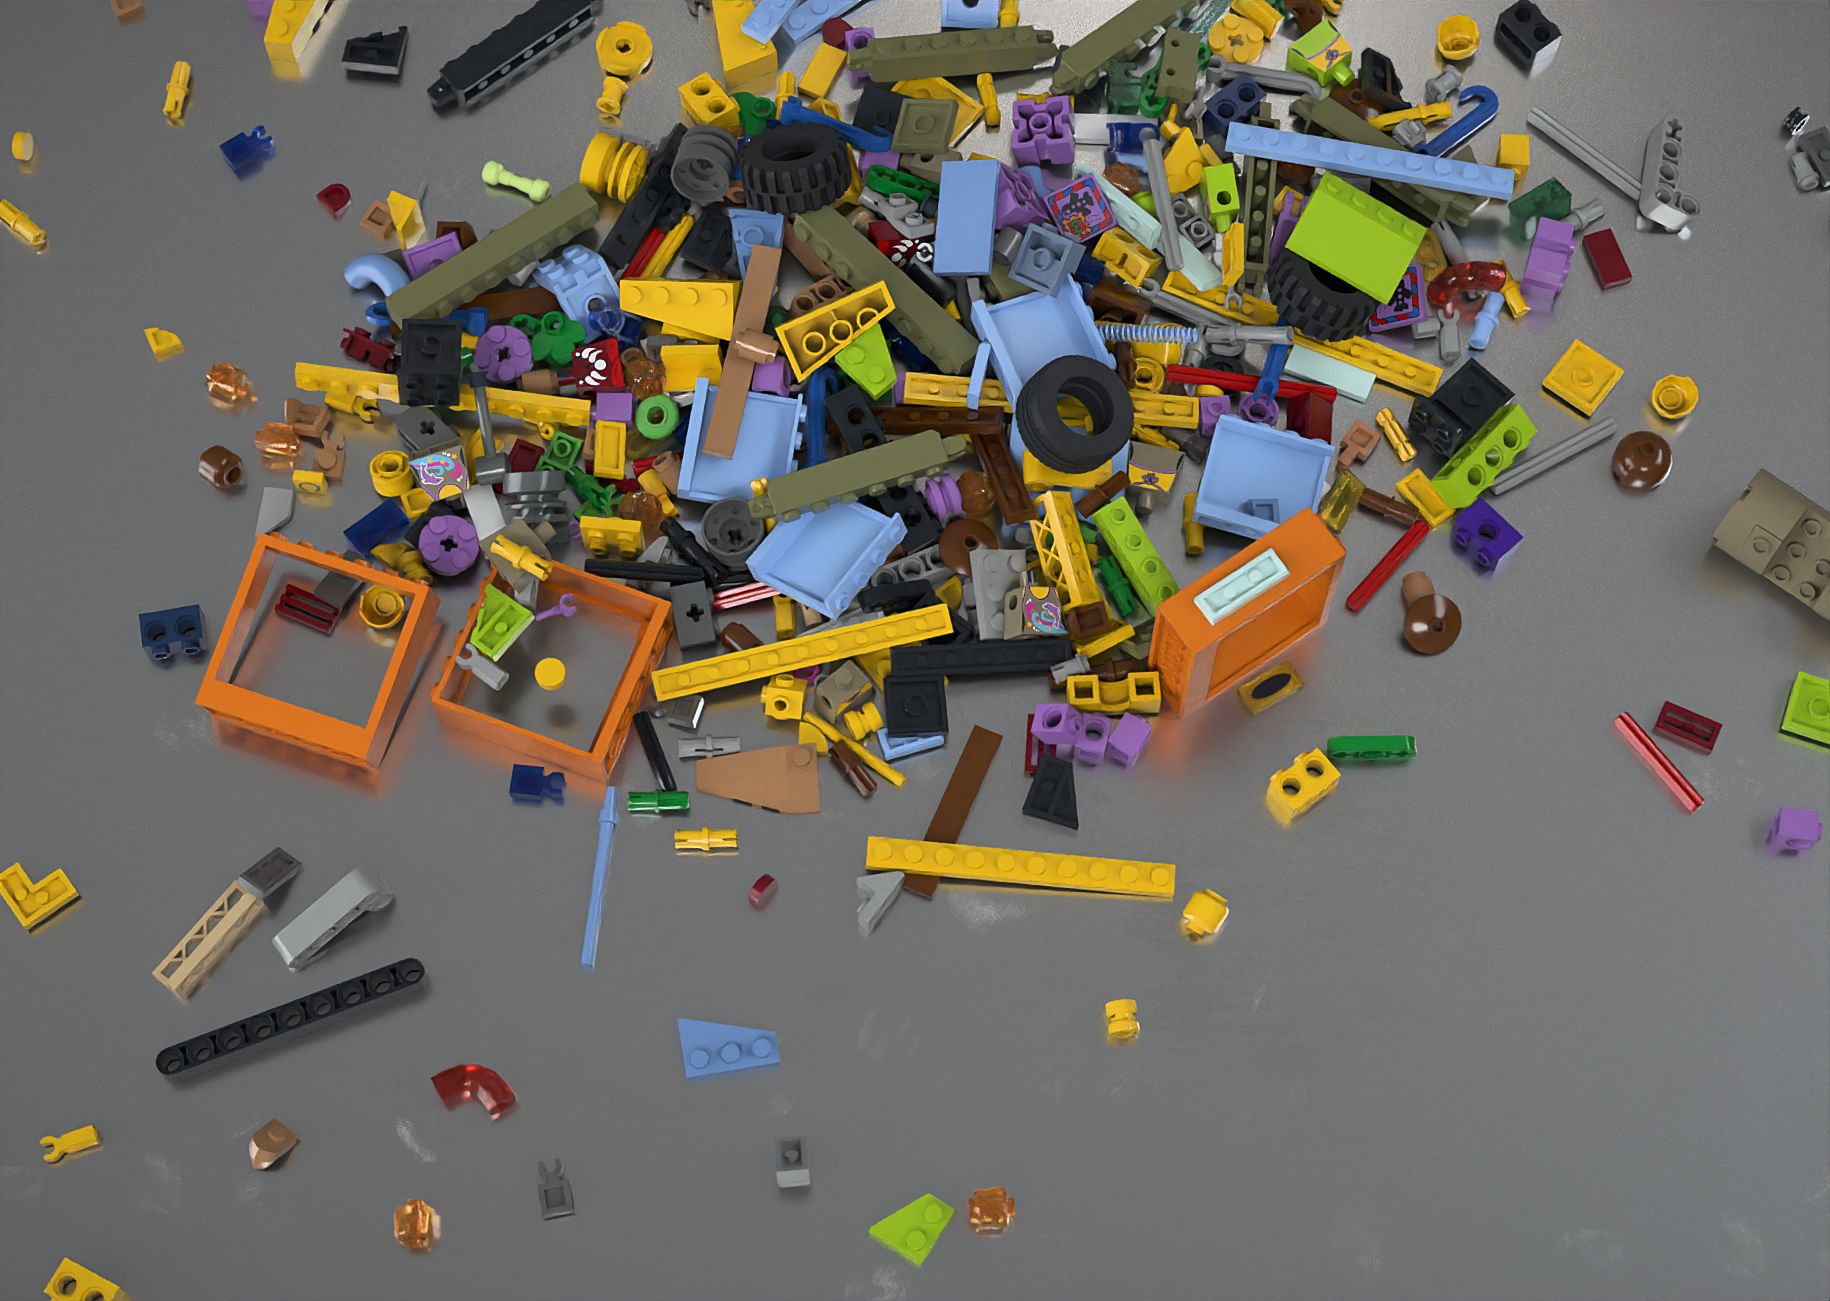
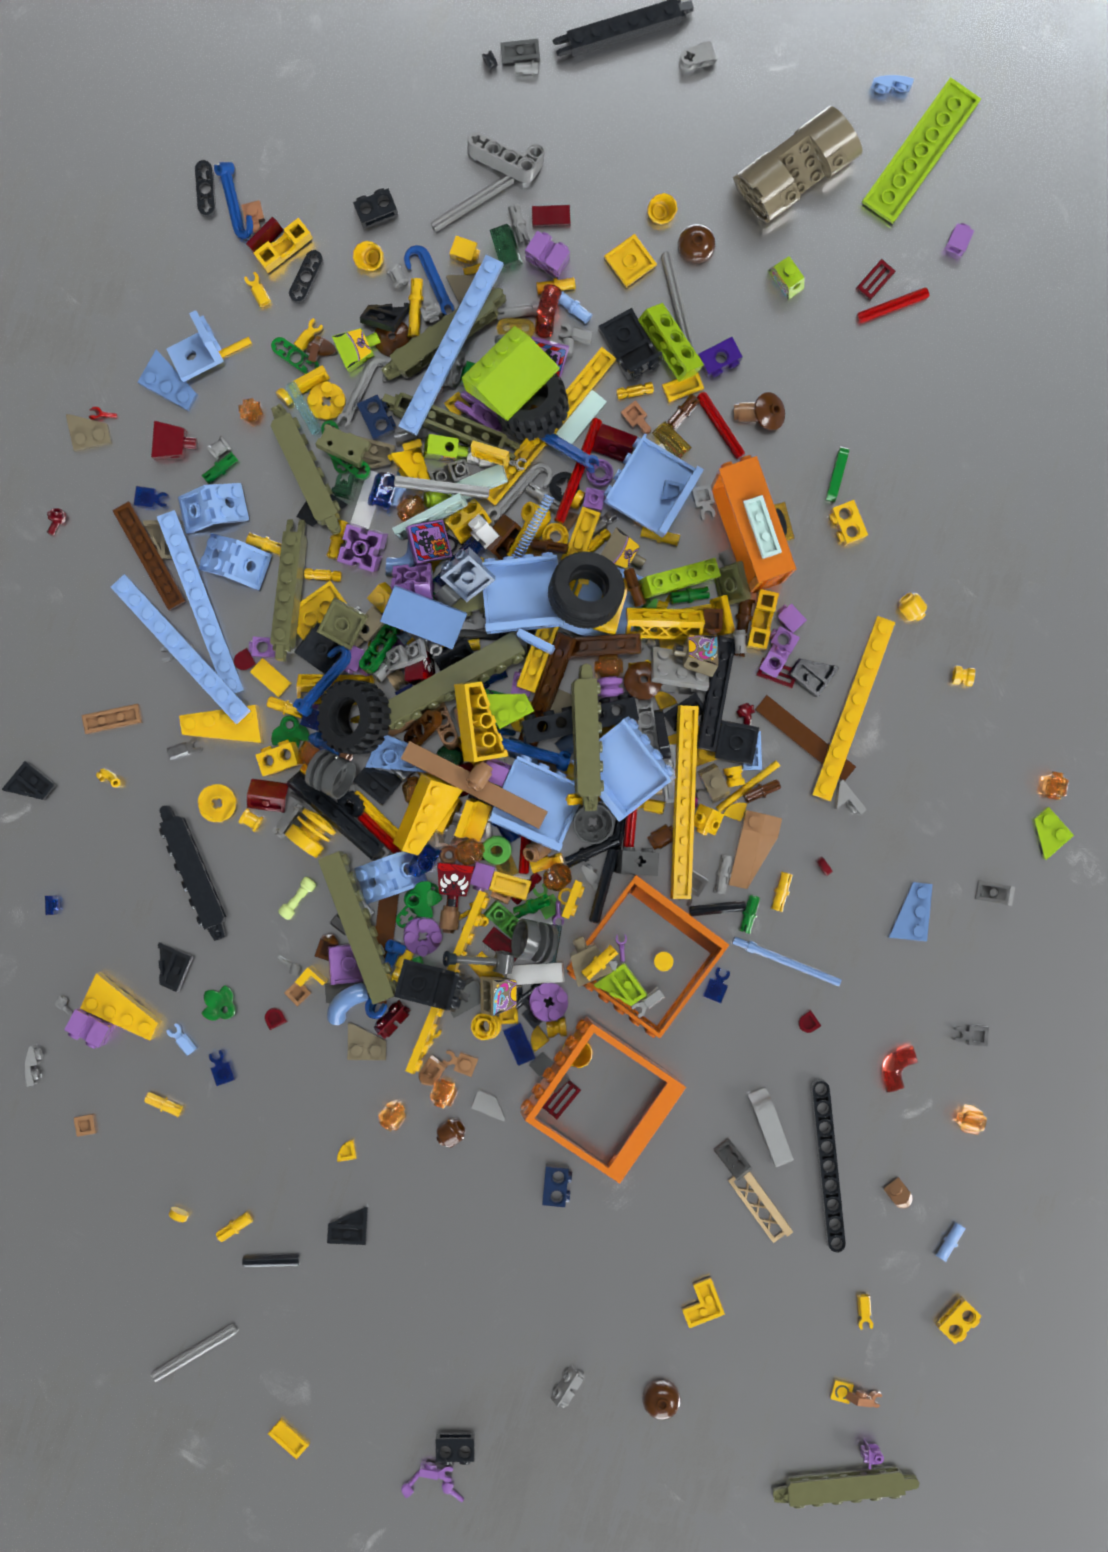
camera: 75 degrees left, 20 degrees up
(48, 371) = (349, 1229): none -> black wing
(210, 1246) = (950, 1241): none -> light blue pin
(275, 90) = (182, 1040): none -> light blue bar
(310, 482) = (476, 1079): yellow tile -> none
(324, 324) = (365, 1045): none -> dark tan wing
(337, 123) = (216, 1002): none -> green plate
(512, 934) = (808, 1022): none -> dark red tile
(652, 106) = (267, 795): none -> dark red panel
(807, 271) = (429, 727): none -> reddish brown beam
(968, 711) = (745, 710): none -> dark red plate
(1118, 272) = (482, 531): none -> white brick
(1169, 127) = (383, 466): yellow hand -> none
(1197, 106) = (375, 441): light grey hand -> none
(1241, 334) = (545, 466): light grey pin -> none
(1645, 590) = (787, 276): none -> lime torso

